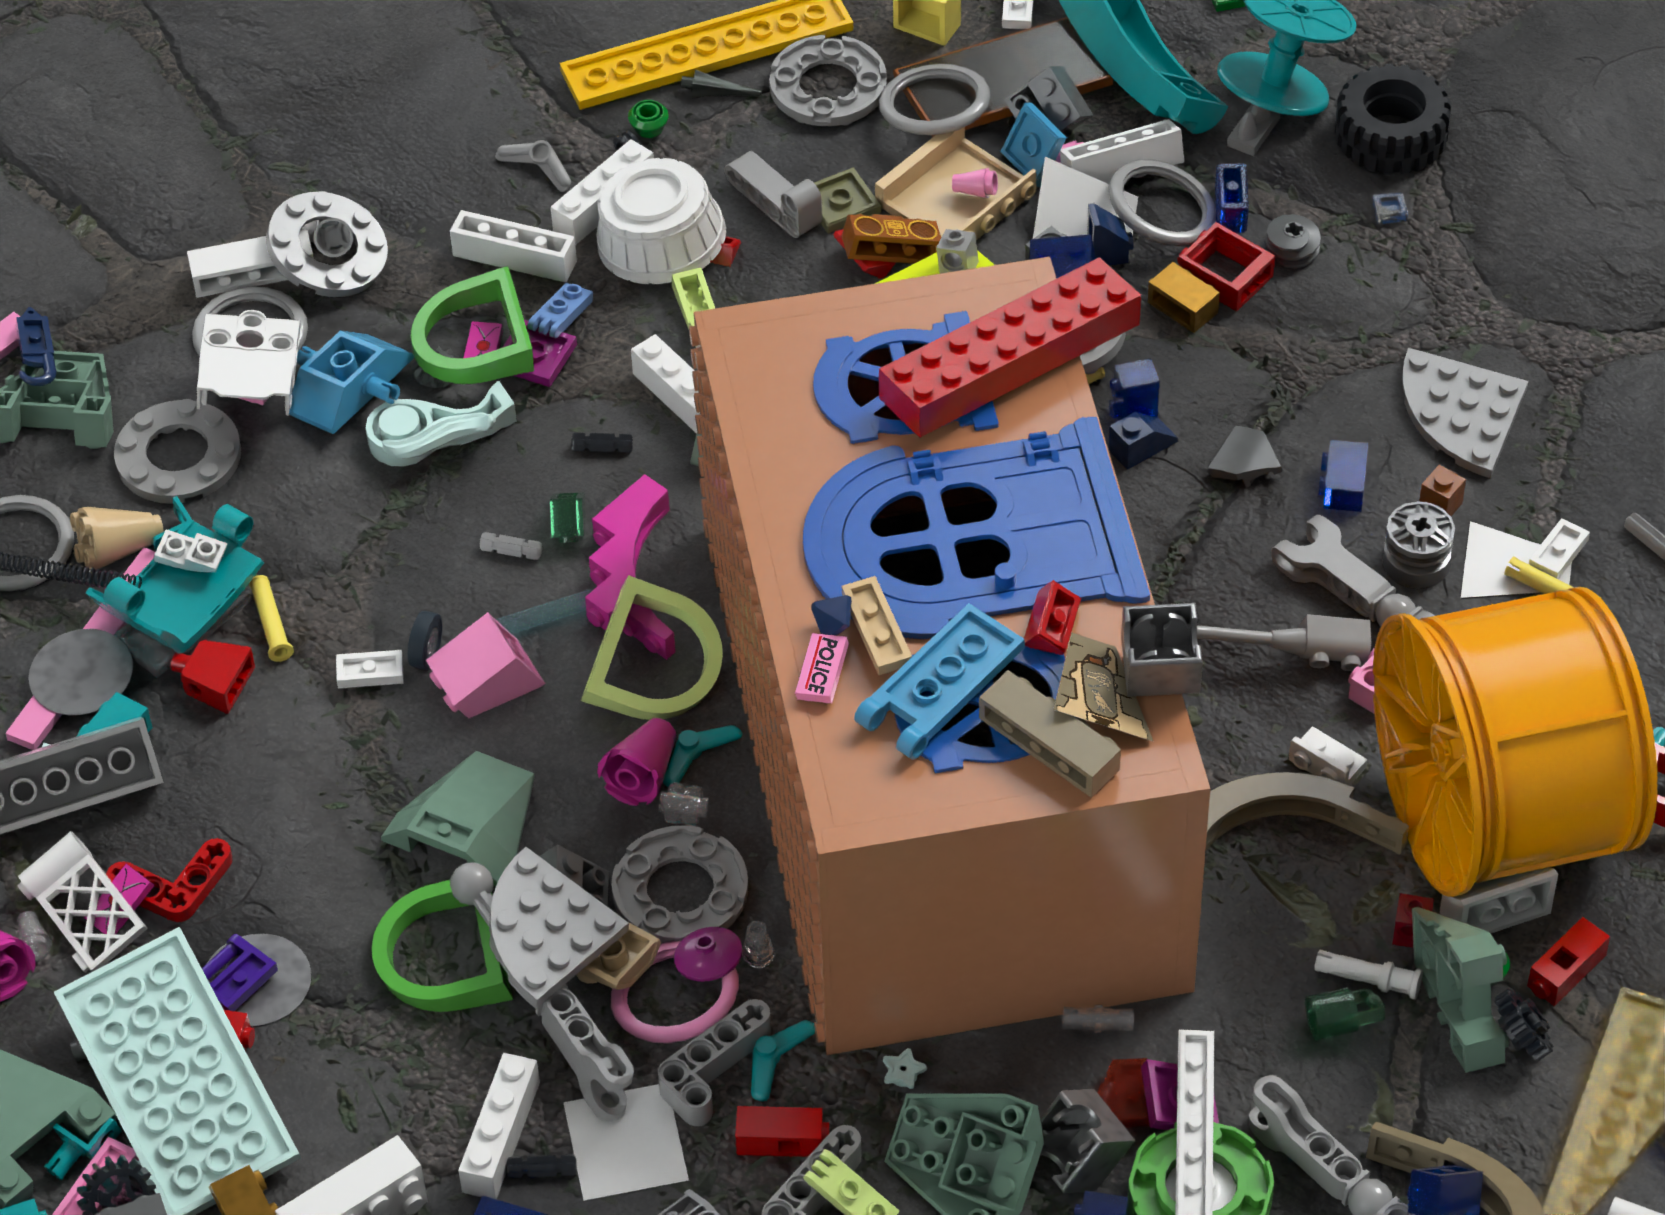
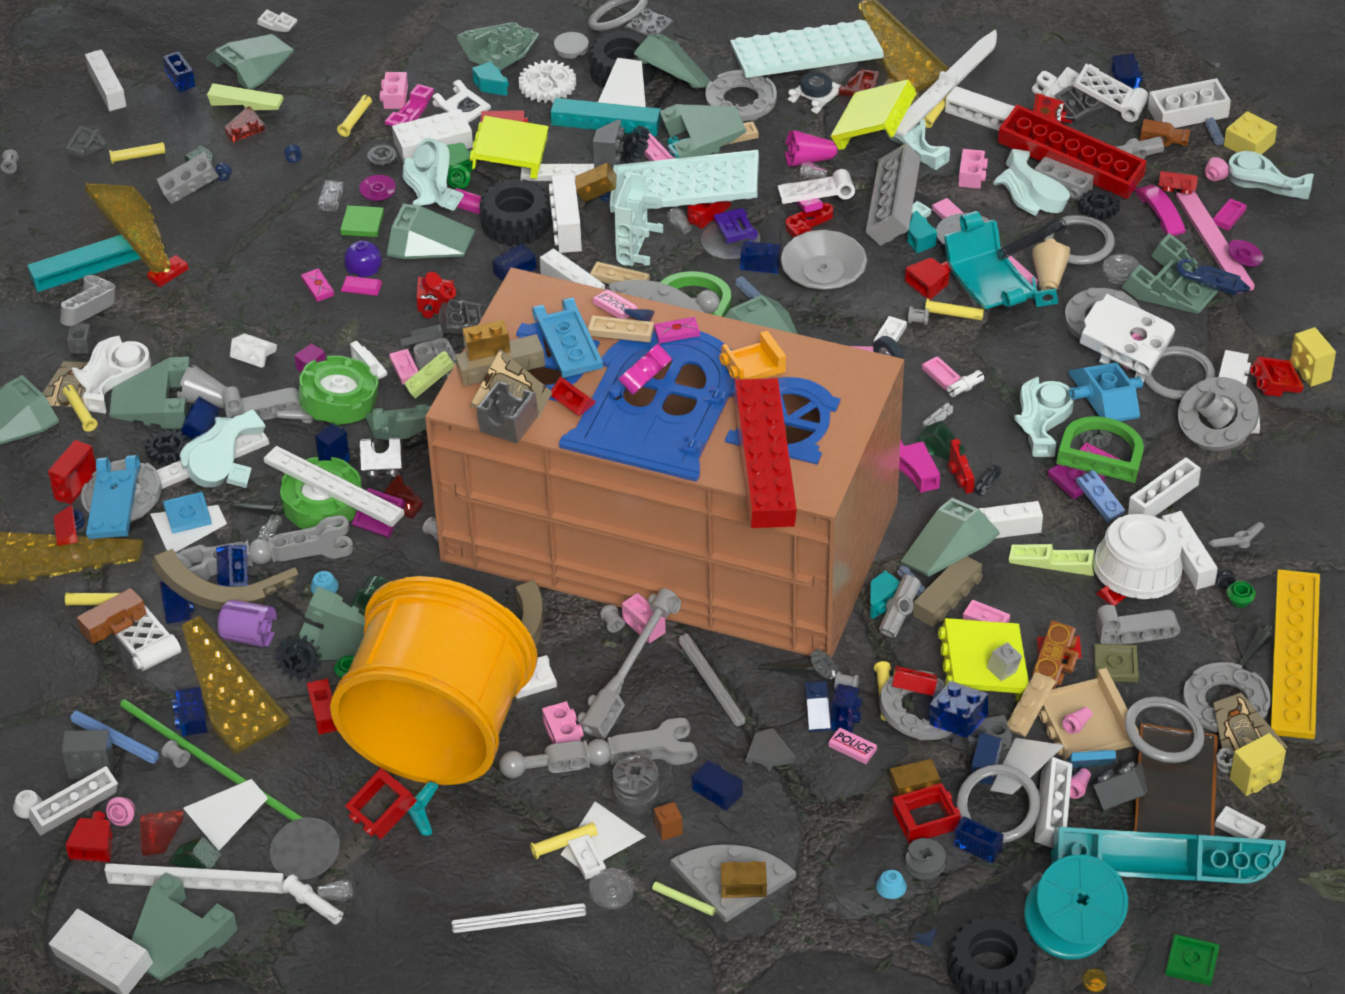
camera: 120 degrees right, 5 degrees down
(56, 469) = (1119, 267): none -> clear plate
(152, 187) = (1312, 357): none -> light yellow piece
(189, 553) = (1013, 277): white slope -> none
(205, 221) = (1275, 376): none -> red plate
(260, 779) = (823, 259): none -> light grey dish
(265, 1054) = (678, 219): none -> clear cone
(294, 899) = (760, 257): none -> clear blue brick
(310, 651) = (918, 316): none -> light grey bush
(332, 1074) = (632, 220): none -> light aqua piece
(371, 889) = (747, 287): none -> sand blue axle
(413, 581) = (940, 372): none -> bright pink tile
(424, 540) = (965, 383): none -> white pin
(447, 1071) = (611, 274): none -> tan plate
(609, 467) = (960, 468): none -> red wing
(826, 564) = (677, 330): none -> dark pink tile
(830, 446) = (755, 360): none -> light orange panel
(875, 42) = (1240, 723): none -> dark tan sticker
(931, 550) = (645, 369): none -> dark pink piece
(933, 40) = (1222, 766): none -> light grey bush
(989, 229) = (1030, 704): none -> tan plate
(1054, 727) = (486, 340): none -> pearl gold piece
(1152, 1014) = (430, 527): none -> light grey bush
(1172, 379) = (852, 745): none -> bright pink tile
(1188, 551) = (712, 680): none -> light grey axle
(1331, 51) = (1094, 980): none -> clear yellow tile
(1351, 258) = (891, 884): none -> medium azure cone
(1355, 1098) = (324, 580): none -> medium azure cone
(1476, 368) = (743, 879): none -> pearl gold piece
(1515, 1126) = (246, 623): none -> medium lavender cylinder
(1531, 437) = (683, 898): none -> yellowish green bar
(1581, 504) = (615, 880): none -> clear plate

